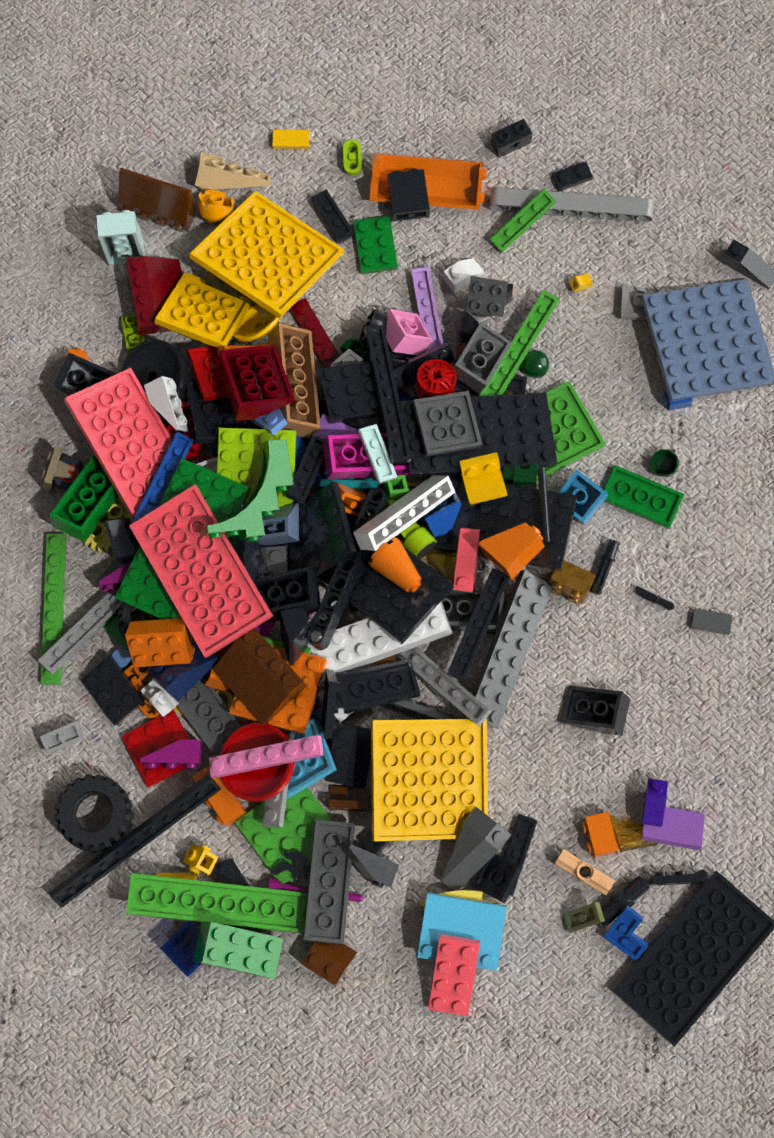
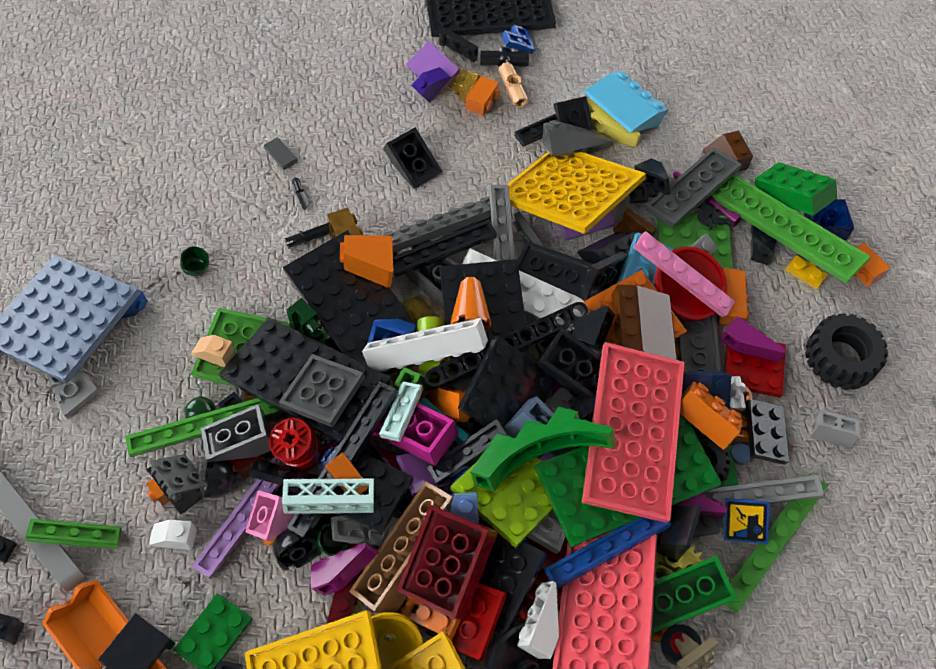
camera: 145 degrees left, 15 degrees down
(82, 598) = (746, 521): none -> piece
(130, 929) = (874, 269): none -> orange brick
(134, 840) = (817, 308): black plate -> none
(200, 859) = (779, 266): yellow brick -> none
(329, 336) = (338, 570): none -> magenta slope
(371, 379) = (343, 469): none -> orange tile
(379, 339) = (327, 503): none -> light aqua fence
(454, 975) = (652, 84): coral plate -> none
(466, 560) = (409, 292): coral slope -> none
(483, 478) = (338, 332): yellow bracket -> none
(544, 505) = (313, 277): black bar -> none
(568, 405) = (214, 350): none -> light nougat slope
(581, 282) = (93, 444): yellow piece -> none
(584, 917) = (538, 62): olive plate -> none
(589, 496) = (274, 285): dark azure brick -> none
(642, 496) = (235, 259): green tile -> none

